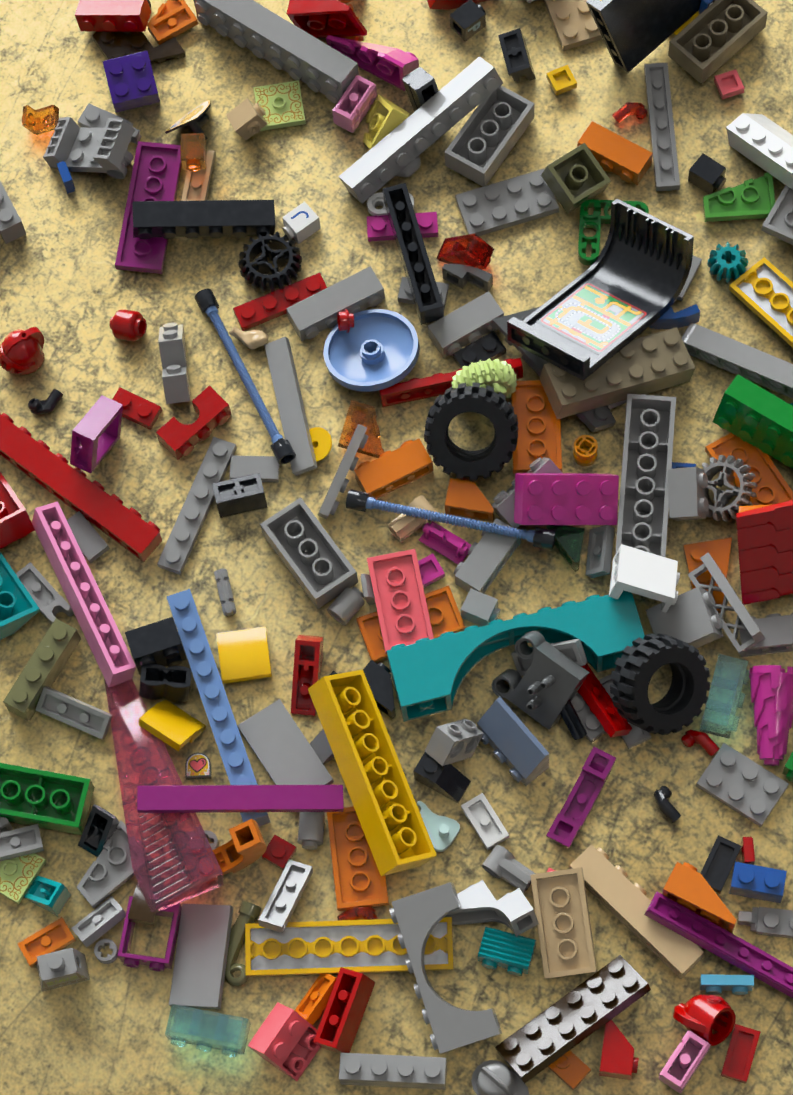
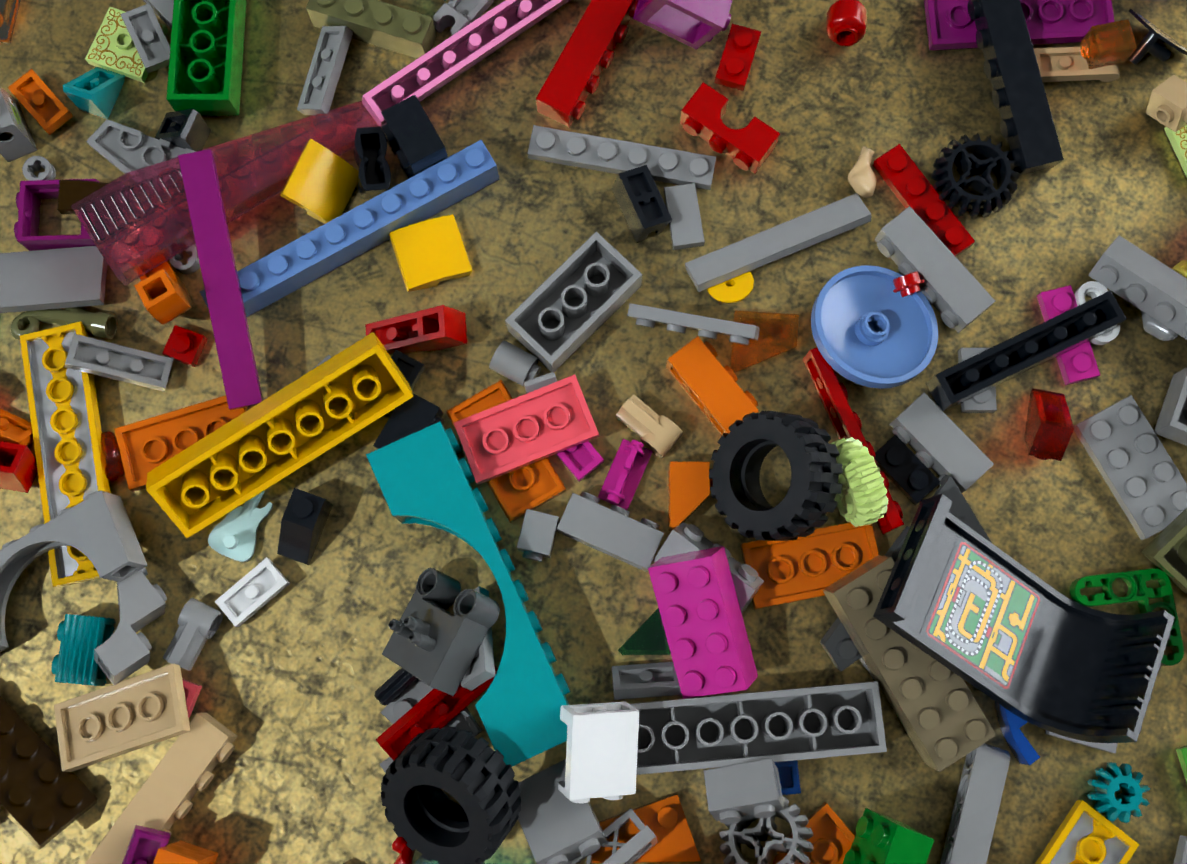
camera: 75 degrees right, 10 degrees up
(88, 539) = (553, 36): light grey tile -> none
(99, 921) = (69, 153): light grey plate -> none
(174, 363) = (815, 82): light grey arch -> none
(198, 767) = (280, 229): tile -> none
(225, 592) = (511, 214): light grey axle -> none
(281, 448) = (714, 240): medium blue hose -> none
(283, 748) = (312, 327): light grey tile -> none
(301, 223) = (1040, 202): white brick -> none
(311, 829) = (206, 378): light grey brick -> none
(361, 501) = (642, 596): medium blue hose -> none
(454, 741) = (339, 532): light grey brick -> none
(461, 274) = (1013, 424): dark grey slope -> none
(513, 743) = (355, 610): sand blue slope -> none
(582, 797) = (297, 712): magenta slope -> none
(583, 455) = (783, 636): light orange wheel -> none
(661, 797) = (302, 827): black arm -> none

